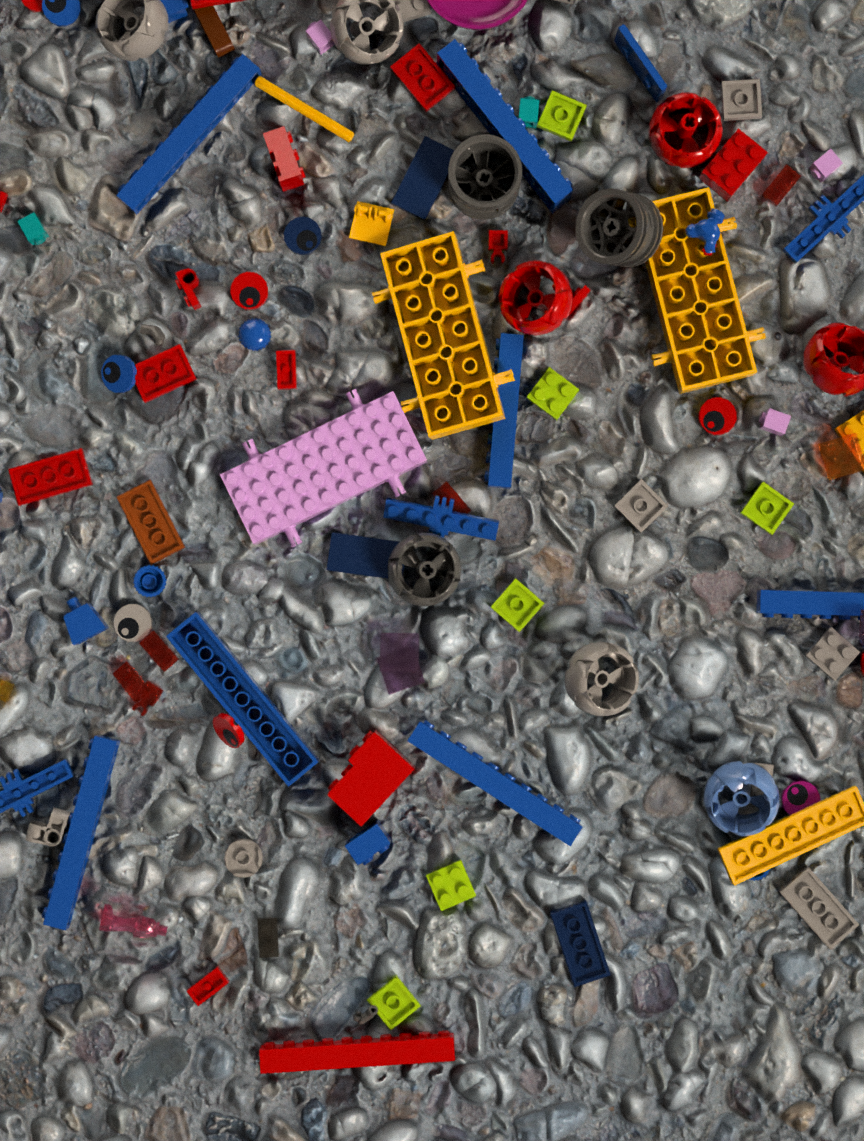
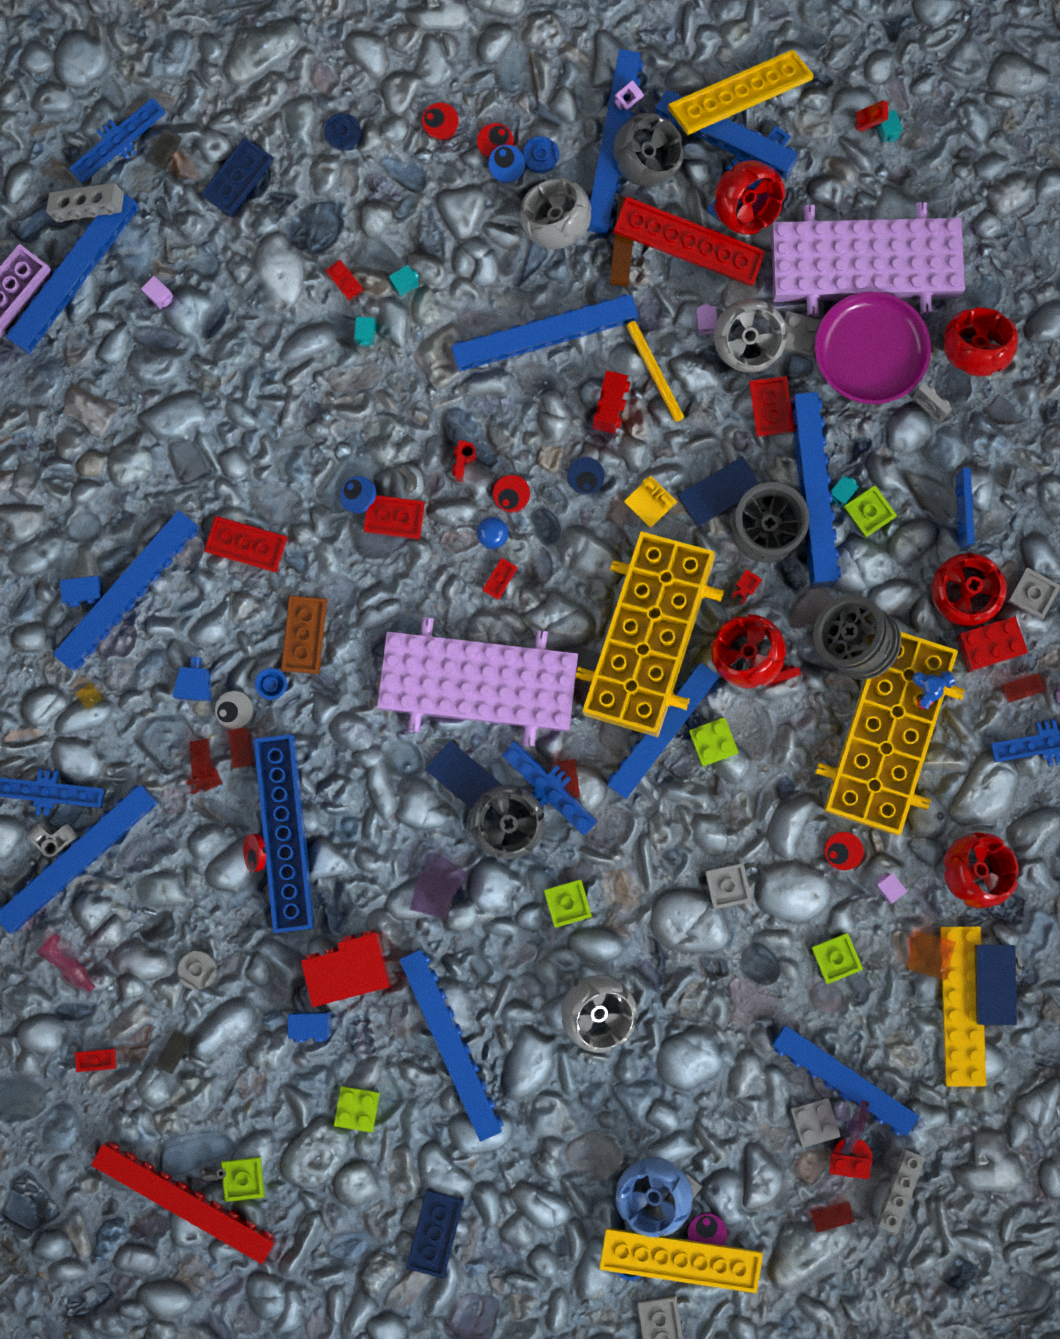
camera: 40 degrees right, 5 degrees down
(38, 164) = (404, 280): none -> teal brick

